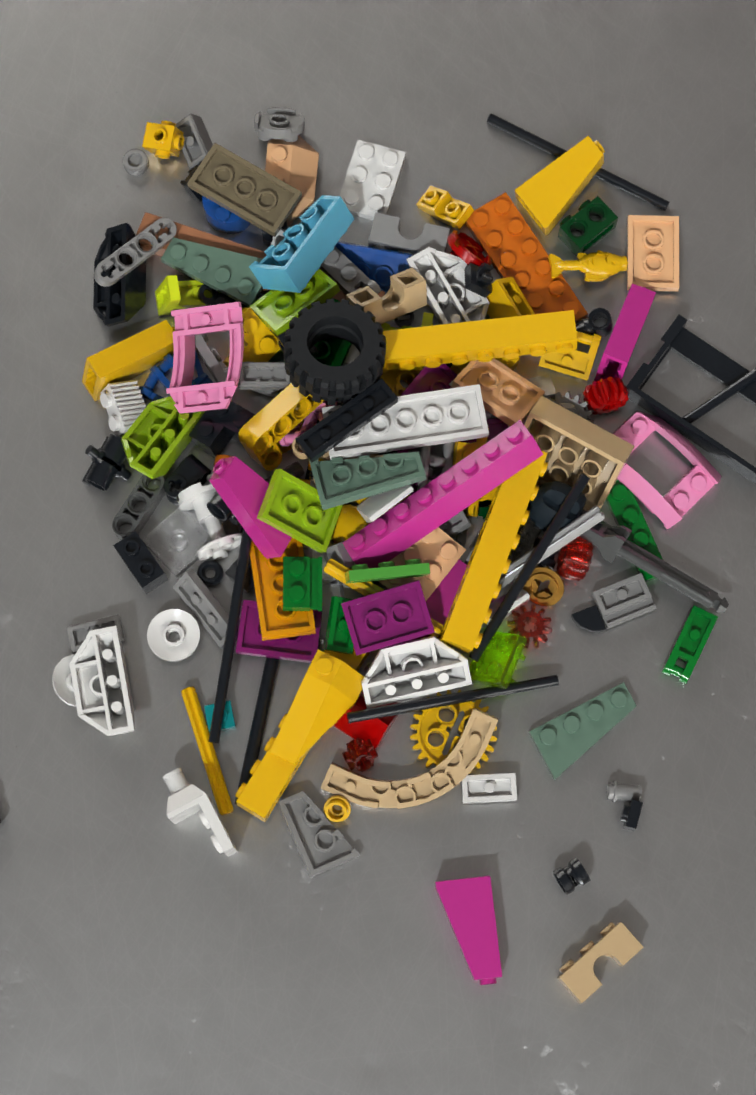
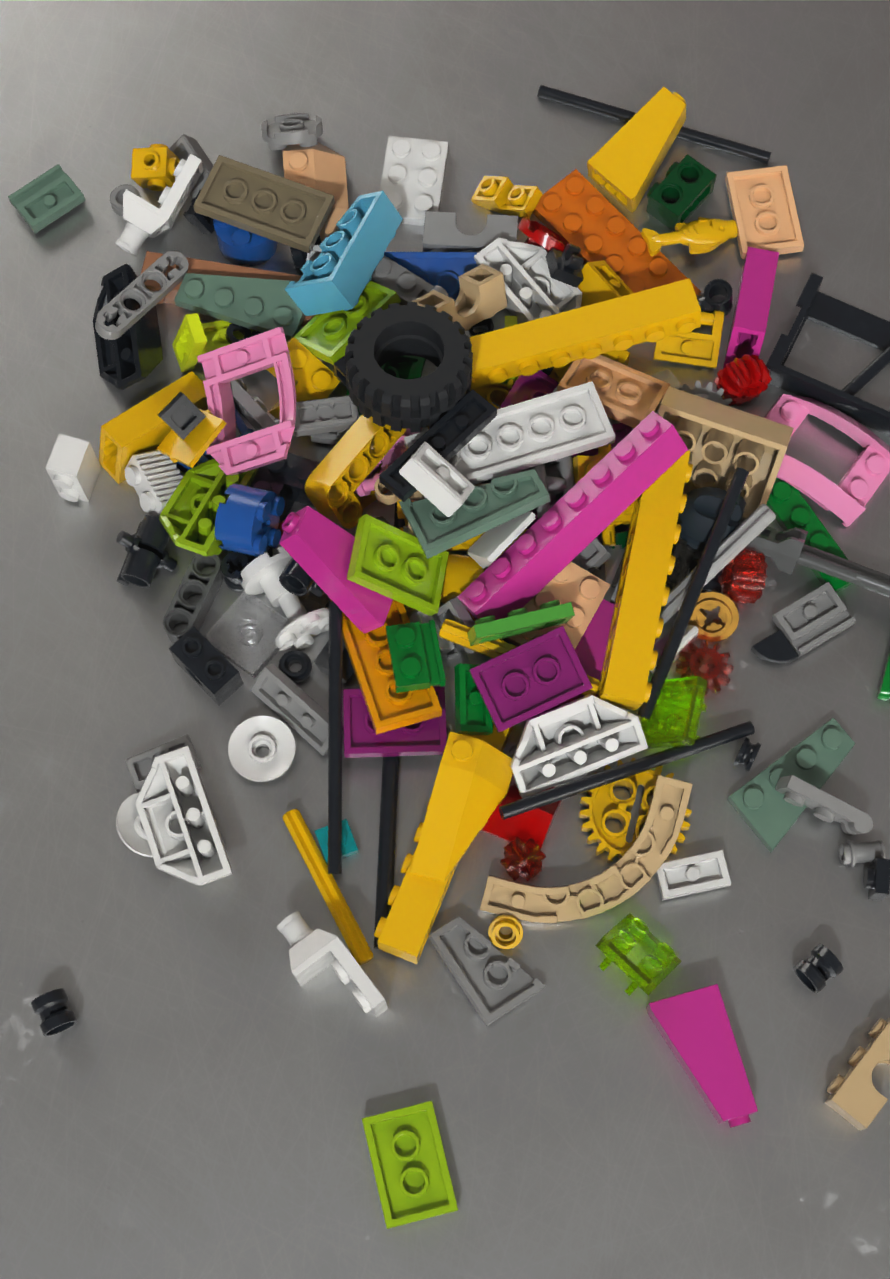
camera: 10 degrees left, 5 degrees down
(60, 386) = (73, 468): none -> white brick
(72, 151) = (46, 198): none -> sand green plate
(149, 186) = (147, 220): none -> white plate
(150, 359) = (181, 415): none -> black tile
(156, 375) = (196, 442): none -> yellow piece
(190, 454) = (249, 520): none -> blue brick
(234, 972) = (409, 1164): none -> lime plate
(340, 449) = (437, 479): none -> white slope
(434, 843) = (637, 954): none -> clear neon green plate
(550, 700) = (747, 754): none -> black bush
(601, 752) = (825, 805): none -> light grey plate

